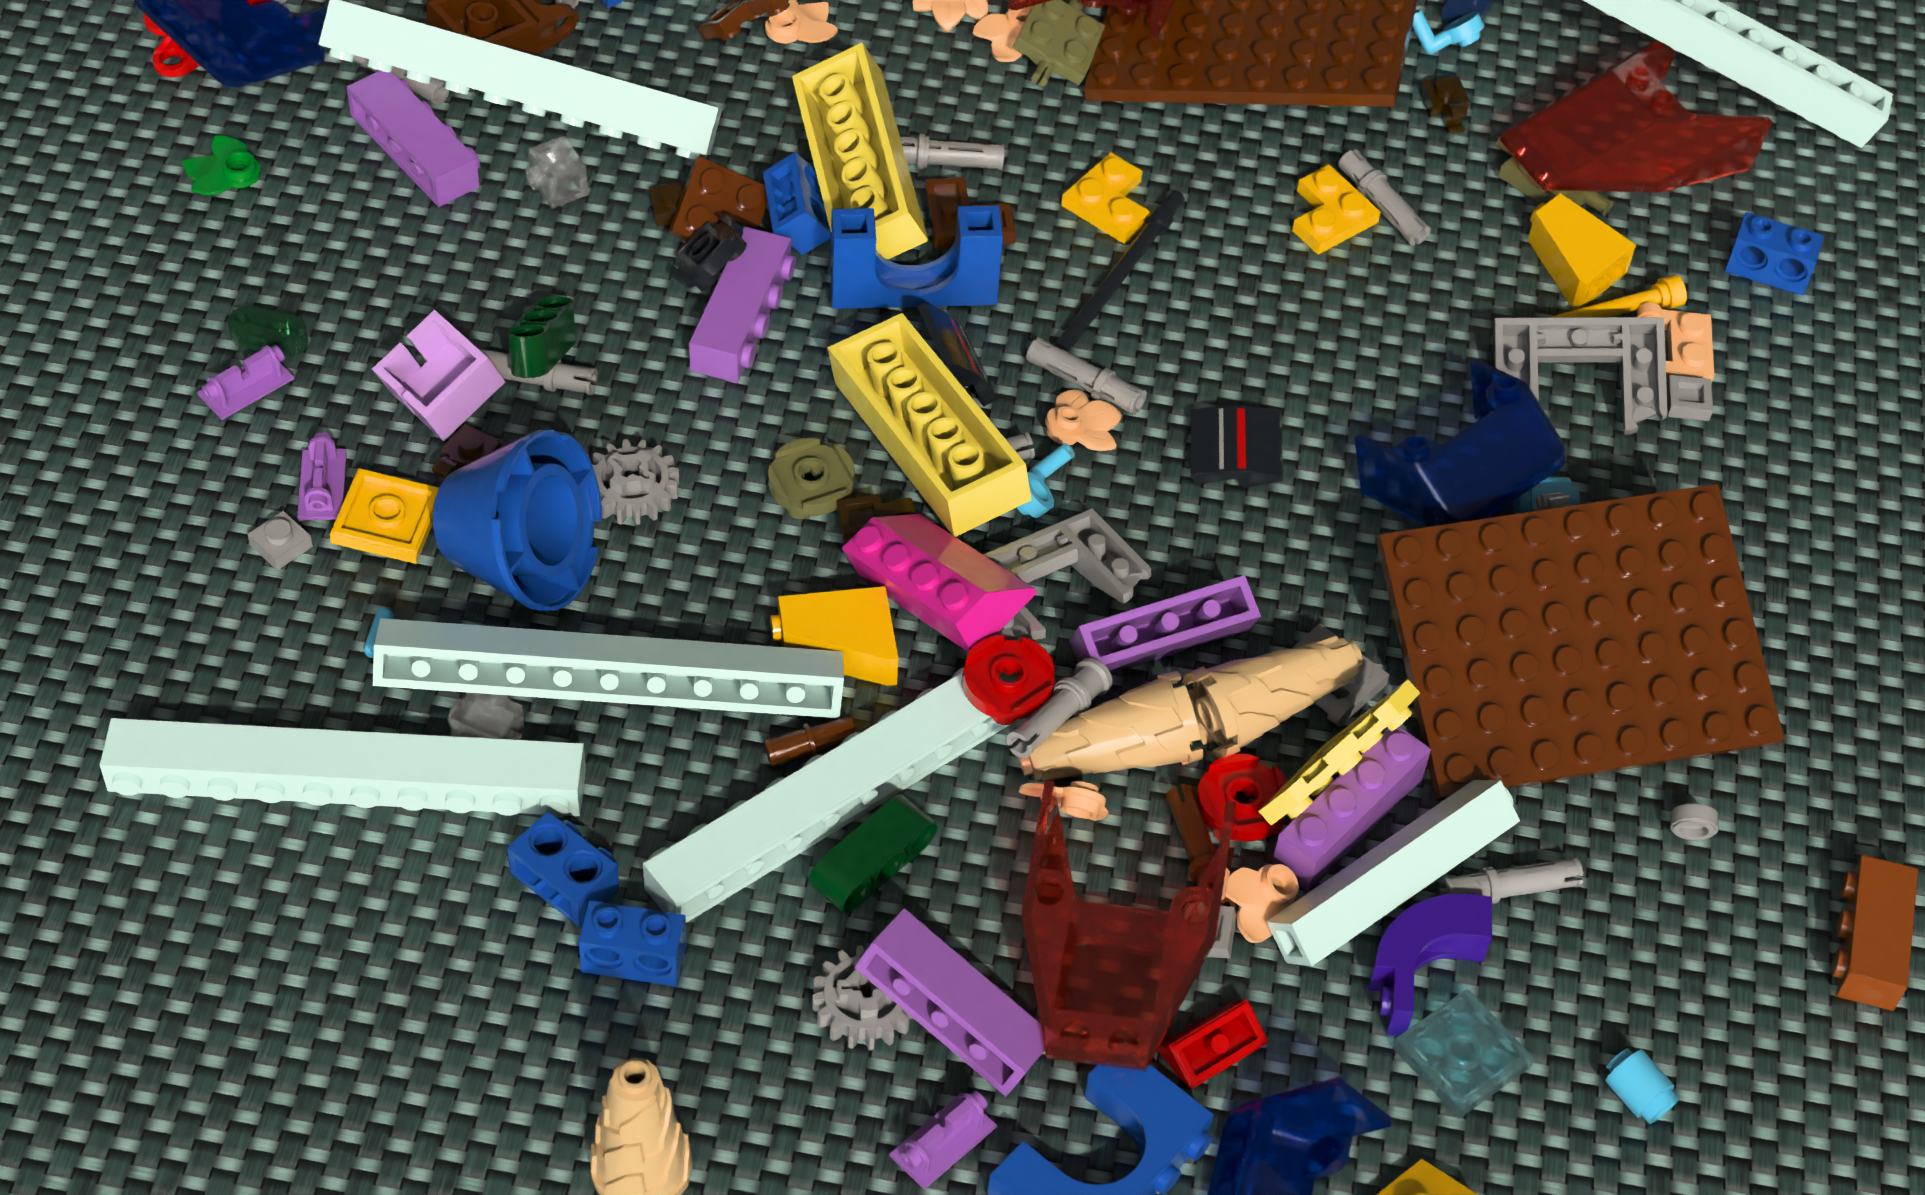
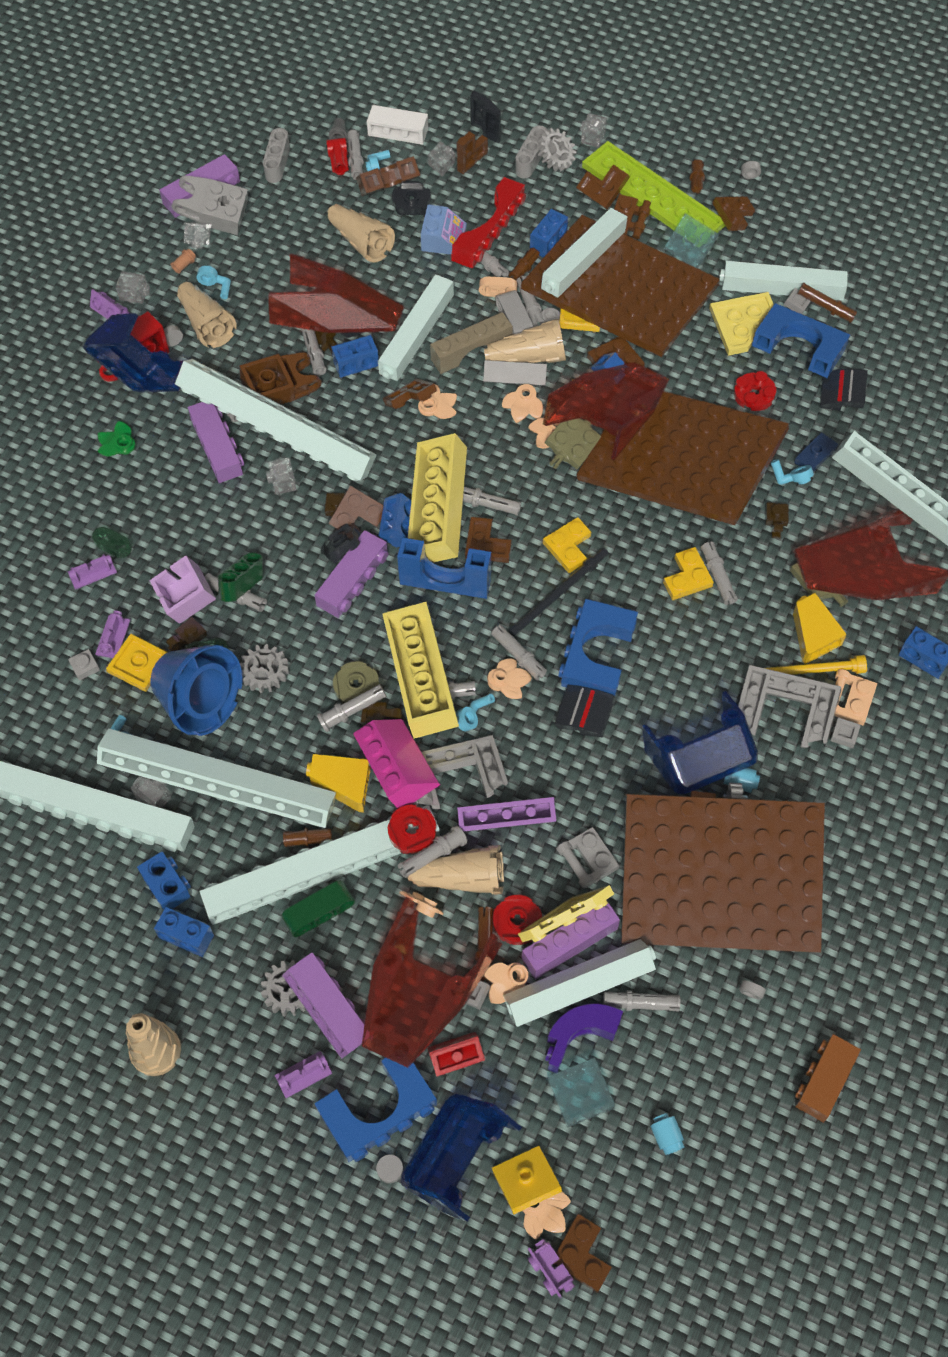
camera: 20 degrees right, 10 degrees up
(804, 523) = (341, 712): none -> light grey pin
(957, 351) = (451, 628): black slope -> none
(1210, 301) = (596, 620): none -> blue arch
(1257, 693) = (538, 865): tan cone -> none

